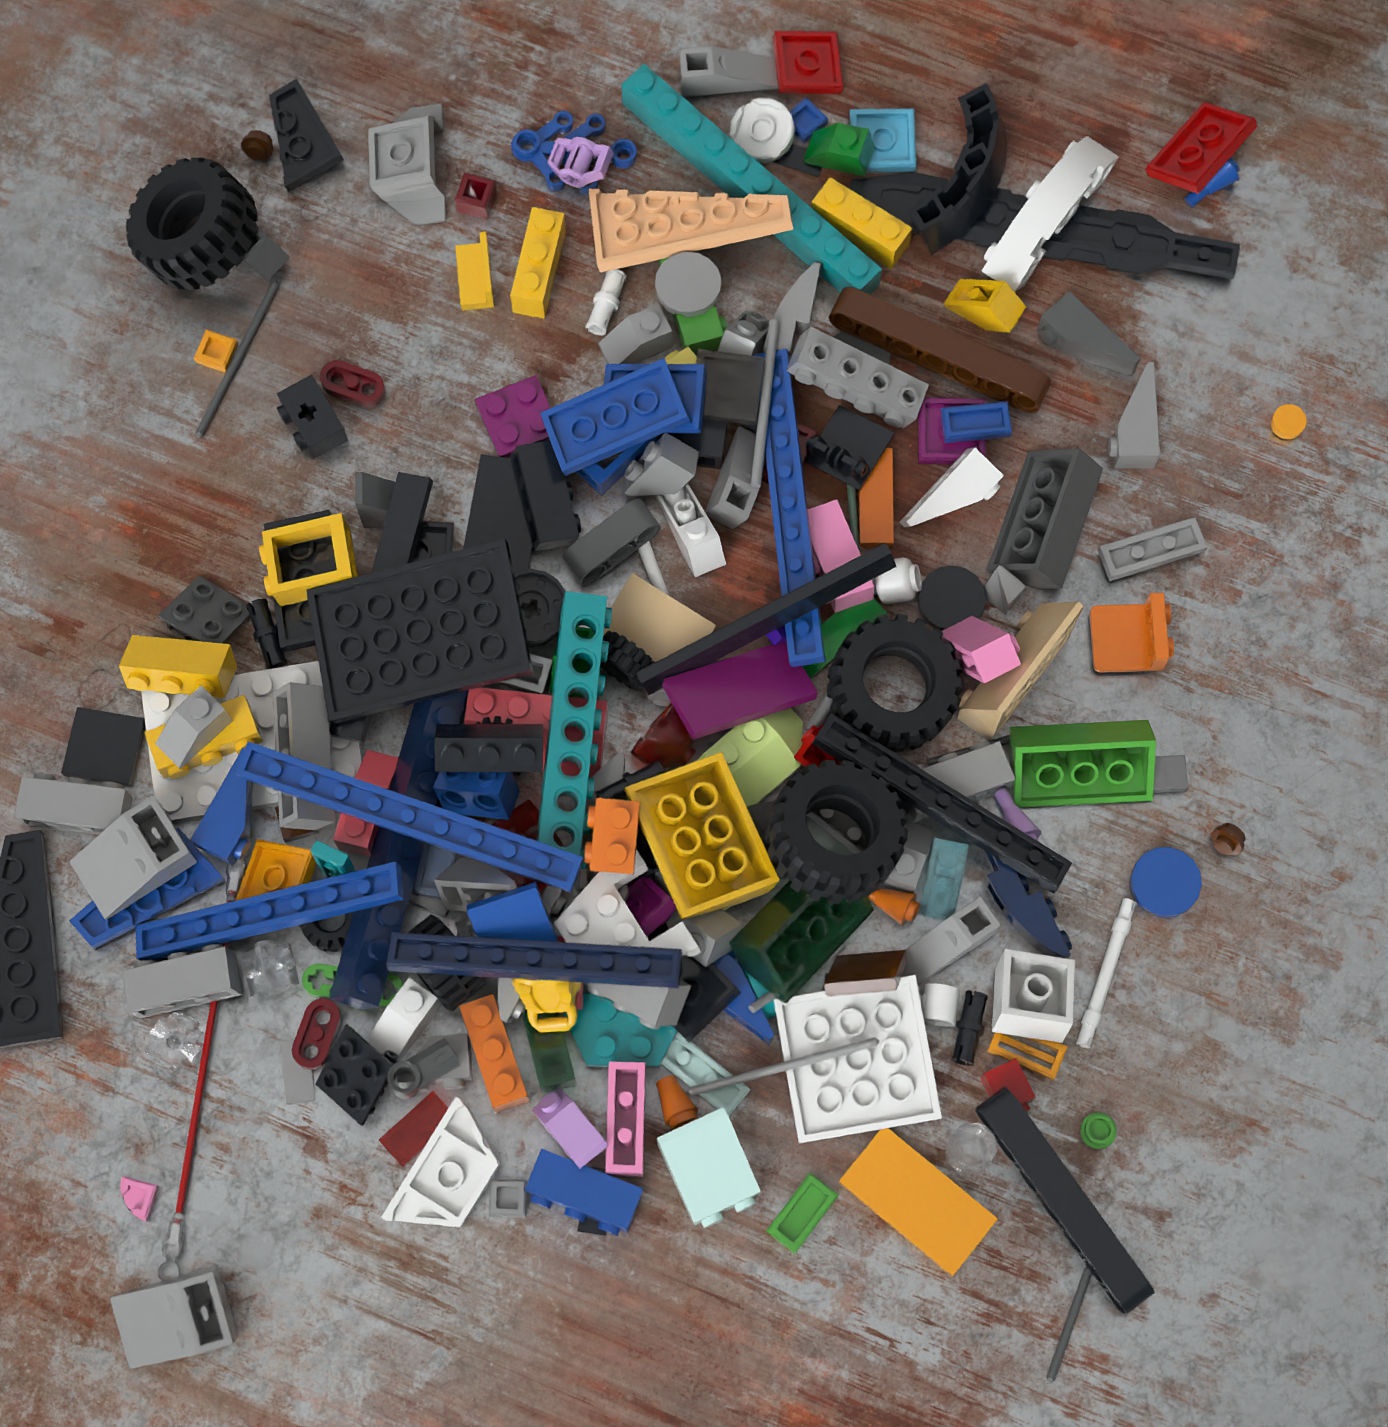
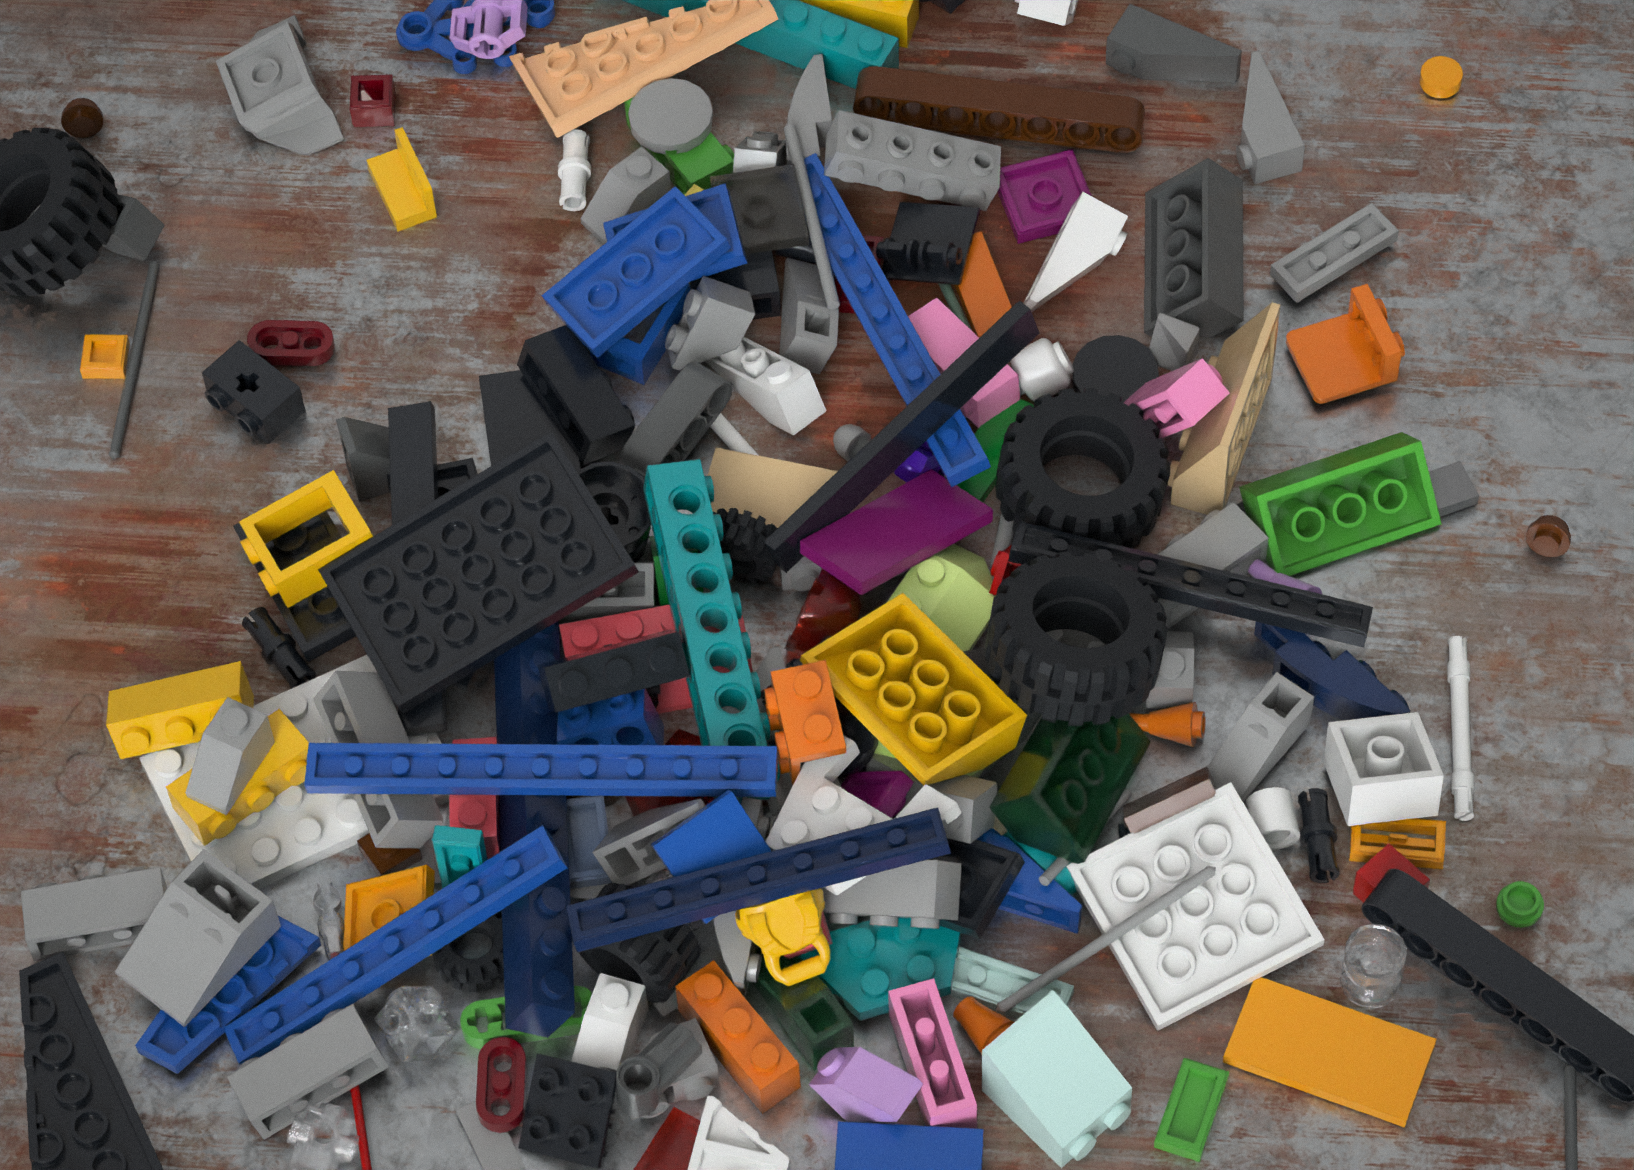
camera: 15 degrees left, 15 degrees down
(103, 746) = (111, 833): black tile -> none
(205, 613) = (189, 645): dark grey hinge -> none
(228, 819) = (303, 870): blue slope -> none
(302, 137) = (134, 94): black wing -> none
(514, 415) = (502, 321): magenta plate -> none
(538, 262) = (476, 149): yellow brick -> none
(736, 595) = (850, 440): none -> light grey hinge
(943, 878) = (1221, 674): clear light blue slope -> none
(976, 422) = (1071, 174): blue tile -> none
(986, 304) = (1036, 47): yellow slope -> none
(1165, 882) = (1492, 607): blue tile -> none

